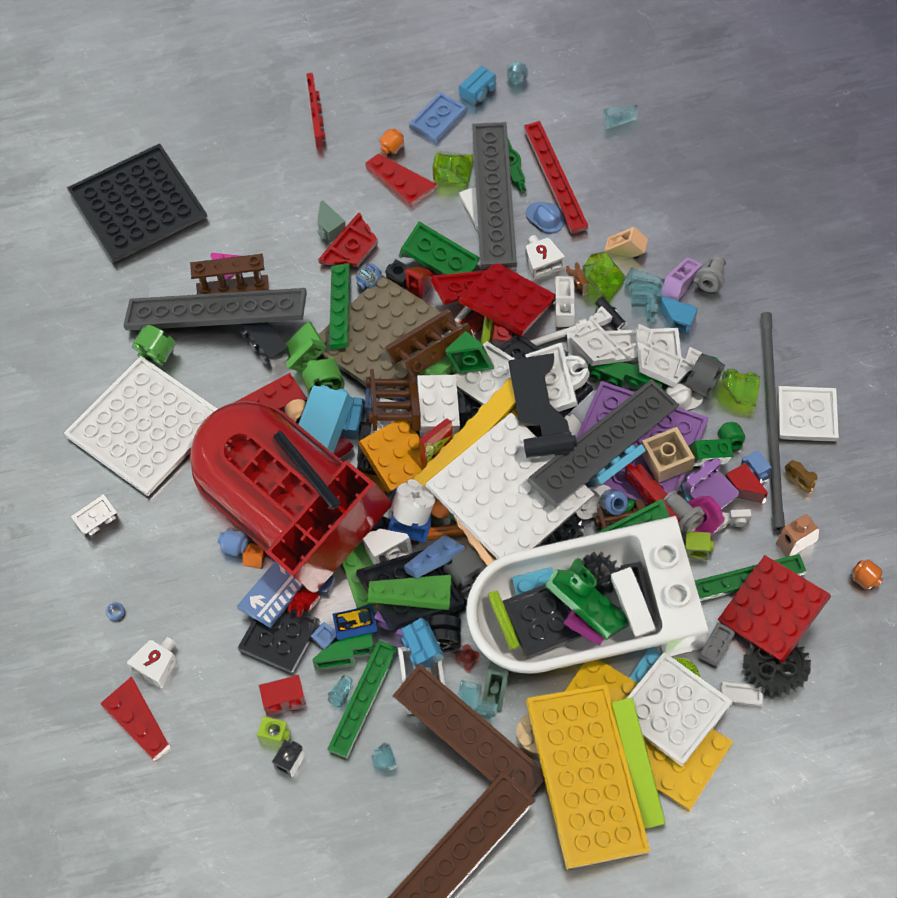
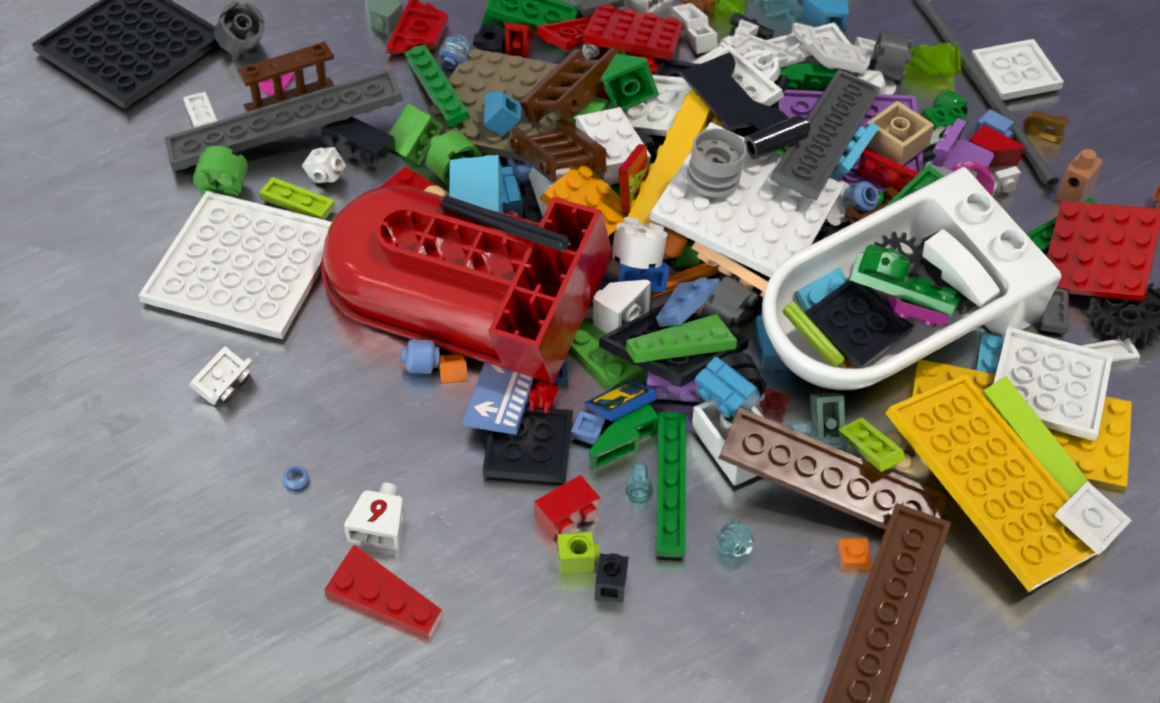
camera: 25 degrees left, 10 degrees down
(163, 281) = (199, 109): none -> white plate
(202, 380) = (296, 199): none -> lime plate
(219, 206) = (239, 28): none -> dark grey brick
(230, 357) = (324, 165): none -> white brick
(369, 350) = (501, 112): none -> dark azure slope
(465, 795) = (854, 553): none -> orange plate
(489, 449) = (716, 162): none -> light grey wheel
(509, 719) = (872, 444): none -> lime plate
(643, 828) = (1092, 518): none -> white plate

